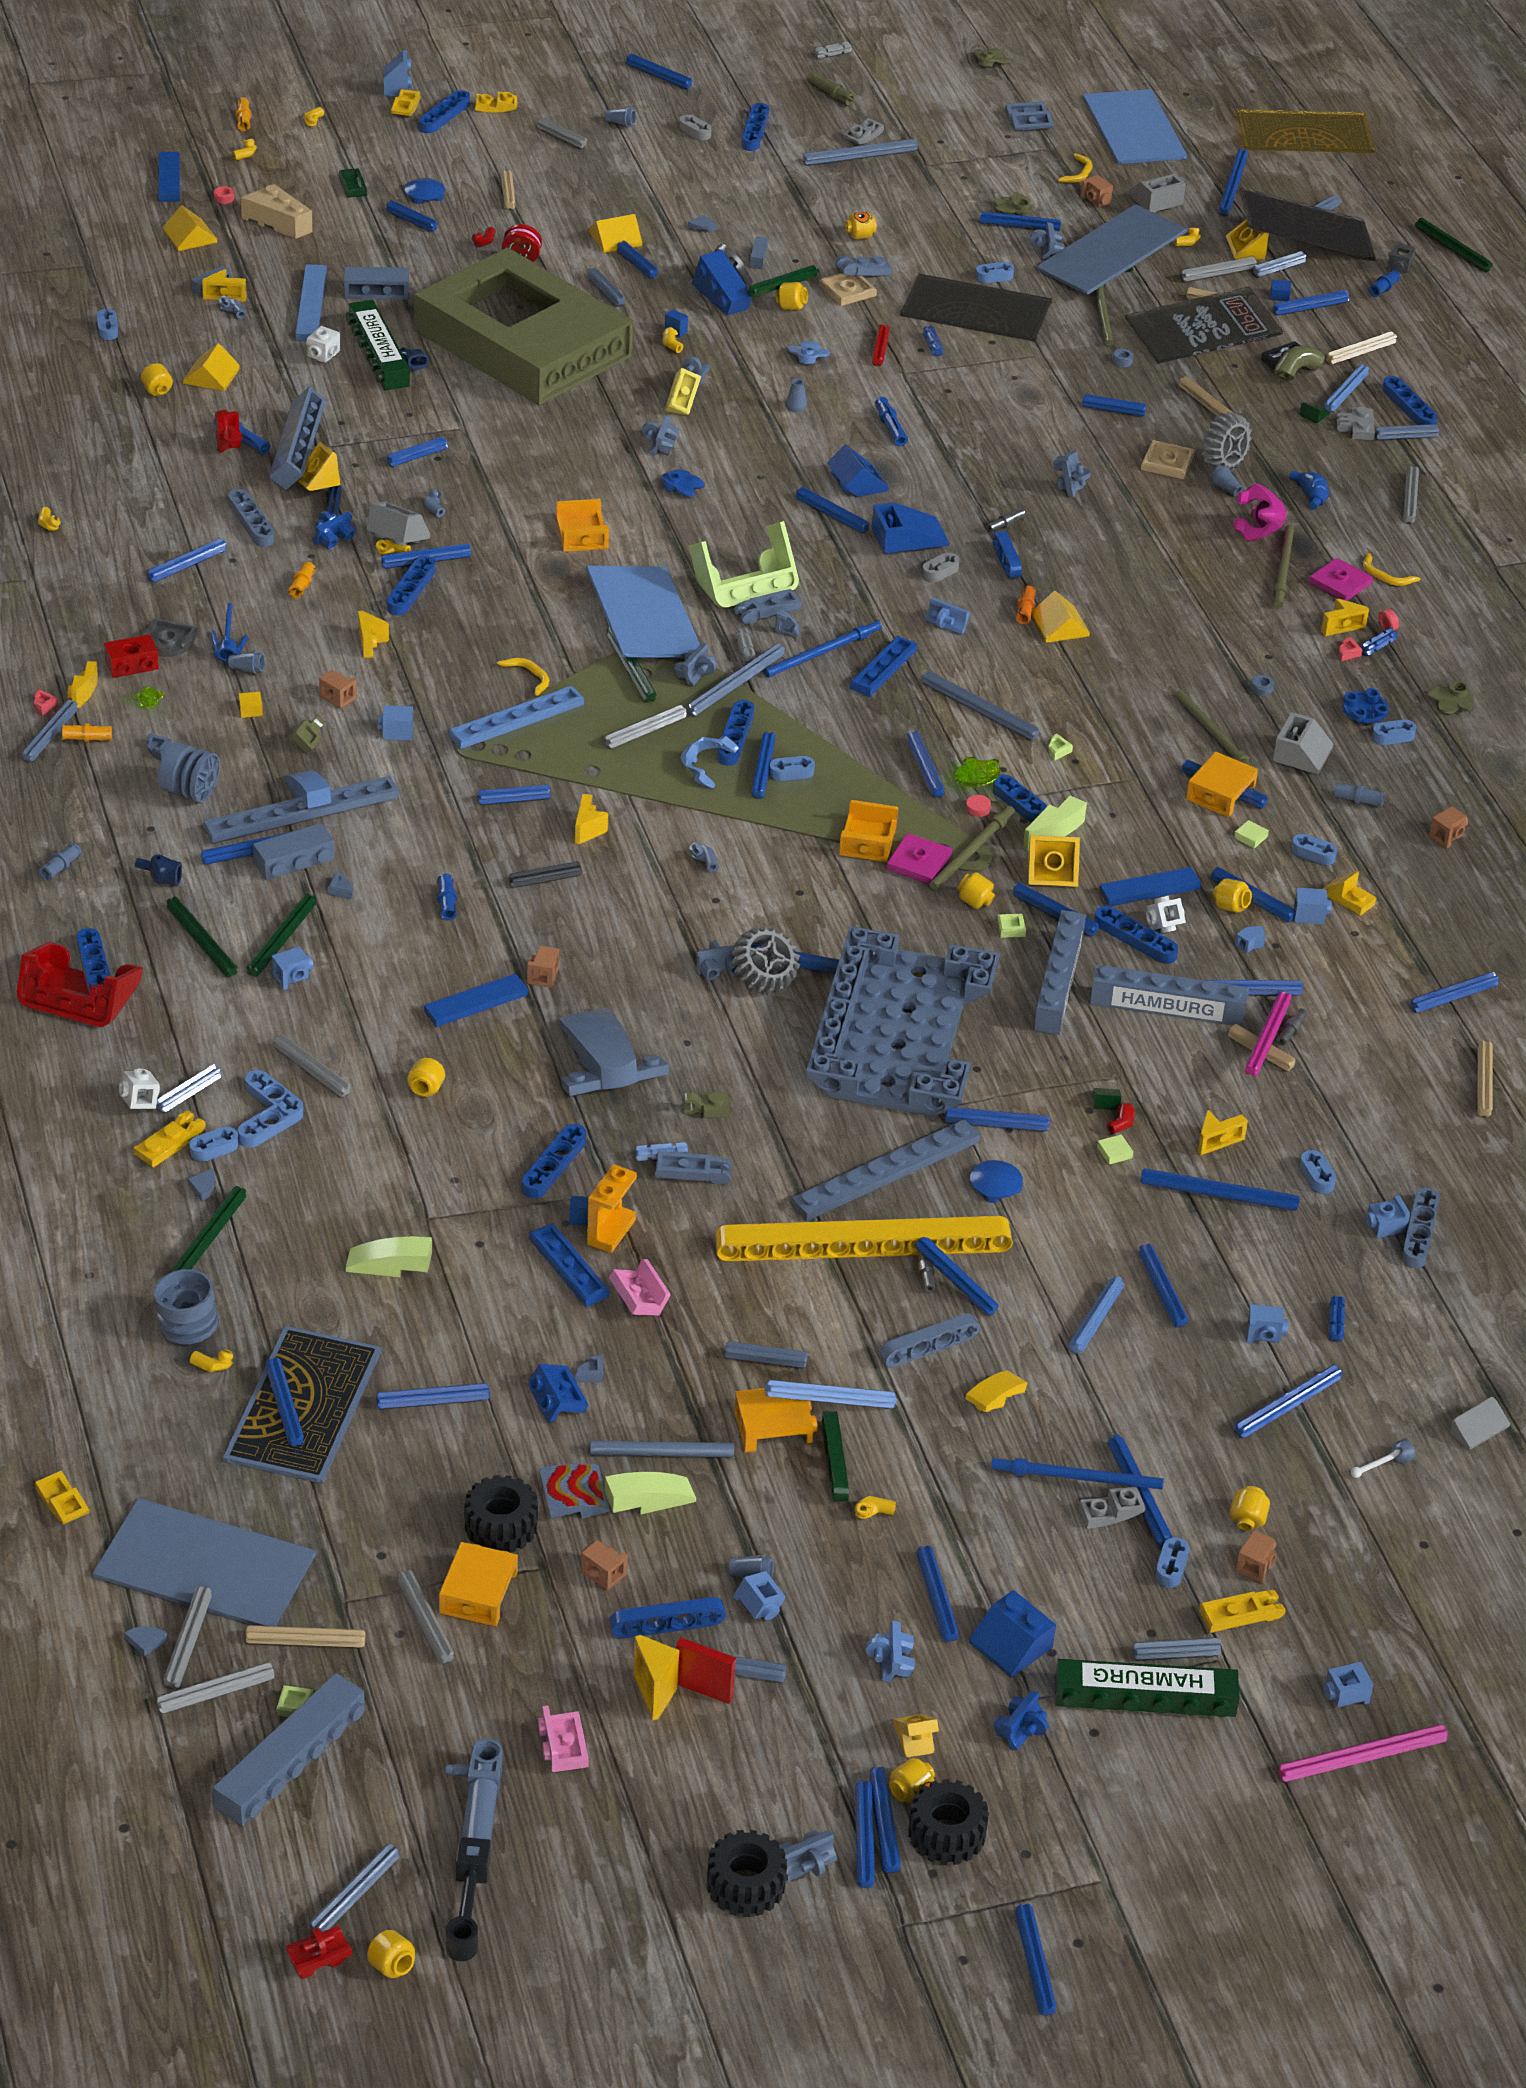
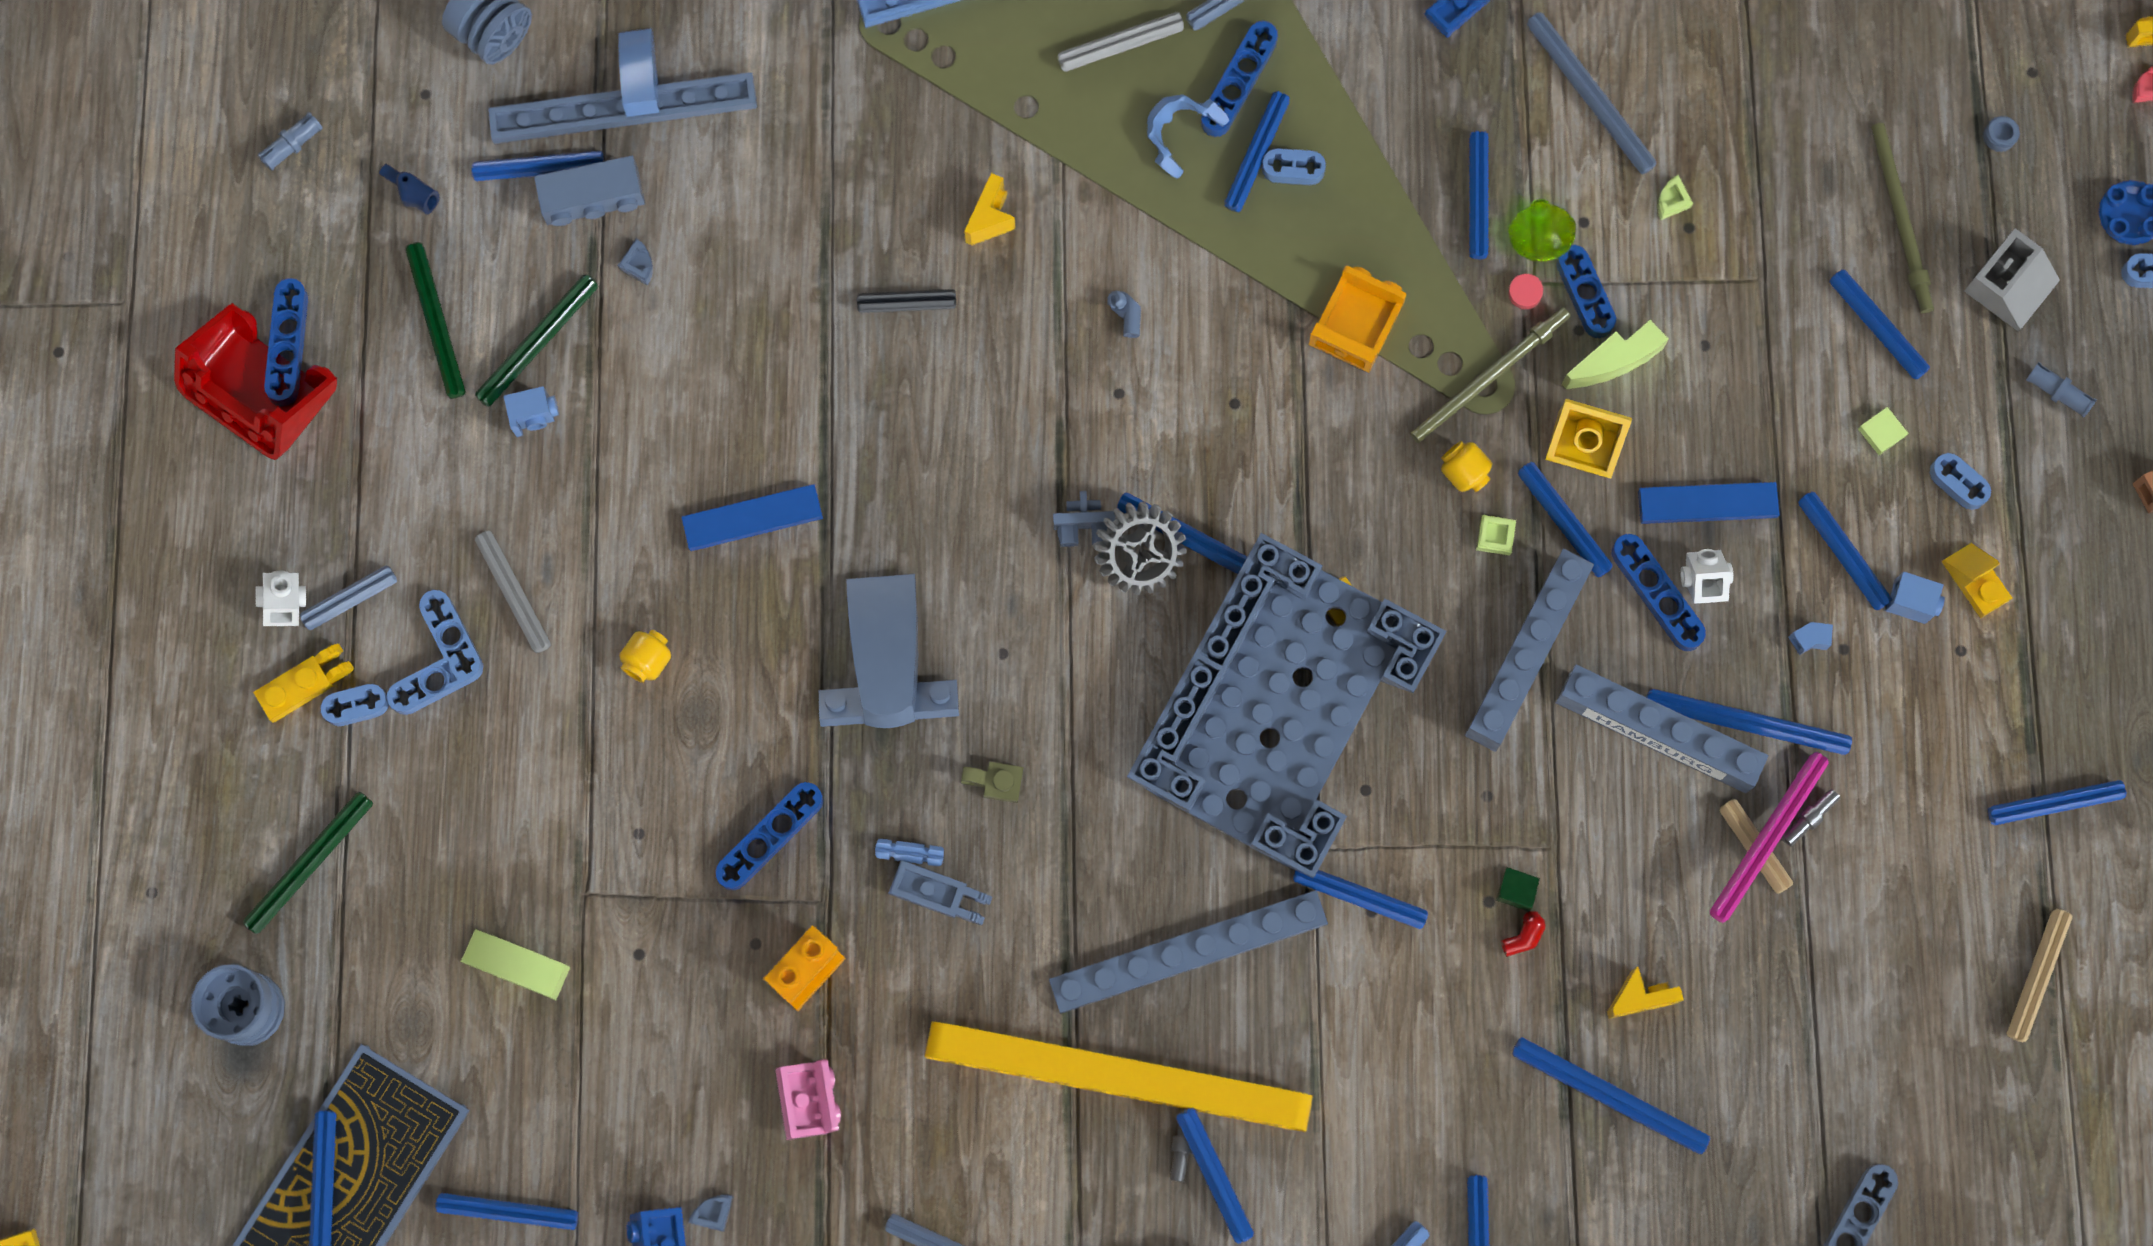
camera: 20 degrees right, 35 degrees up
(203, 1184) = (325, 773): sand blue tile -> none
(212, 1364) = (257, 1089): yellow arm -> none
(447, 897) = (765, 318): blue pin -> none
(514, 794) = (909, 136): blue axle -> none
(543, 967) = (853, 481): nougat brick -> none
(569, 1265) = (737, 1023): blue tile -> none
(578, 1211) = (776, 939): blue piece -> none
(919, 858) = (1412, 381): dark pink plate -> none
(996, 1180) = (1324, 1006): blue dish -> none
(1115, 1149) = (1497, 987): yellowish green tile -> none
(1220, 783) = (1874, 329): light orange panel -> none
(1232, 895) = (1812, 554): yellow head -> none
(1322, 1169) = (1760, 1092): medium blue beam -> none
(1388, 1217) = (1828, 1205): medium blue brick -> none

